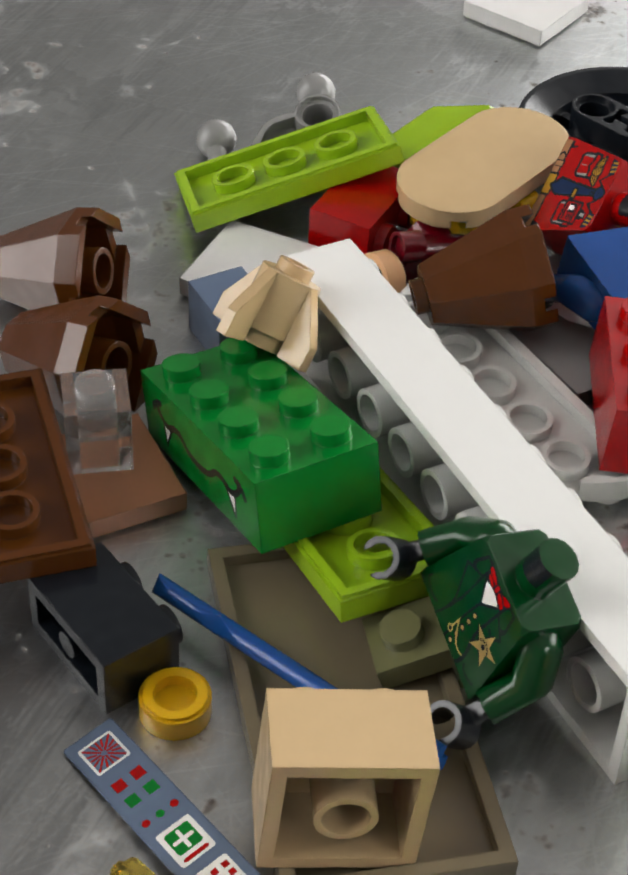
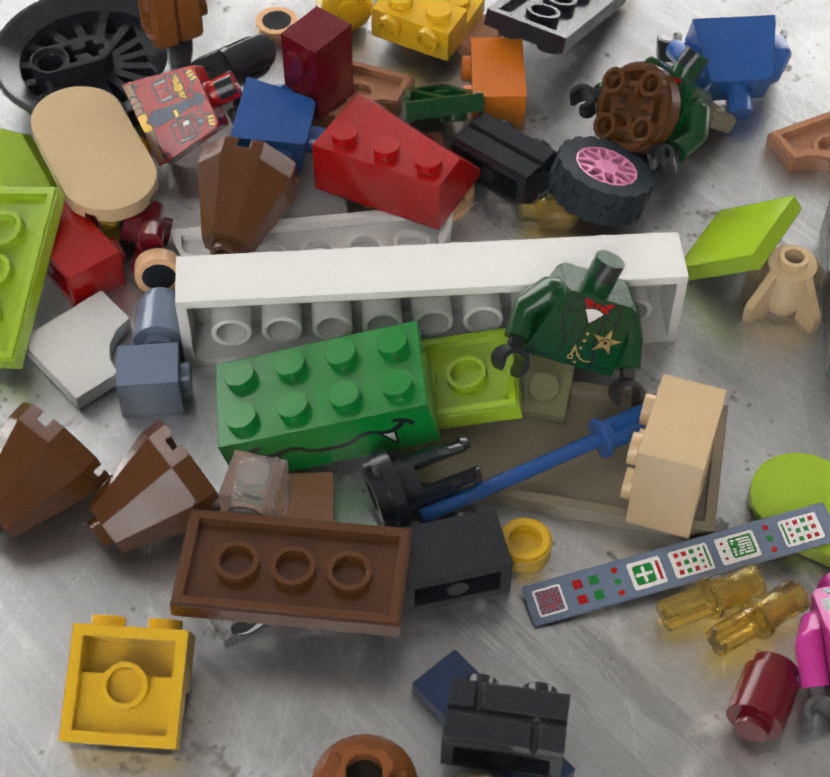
camera: 65 degrees left, 10 degrees up
(178, 537) = (397, 488): none -> black piece
(274, 311) = (233, 329): tan brick -> none

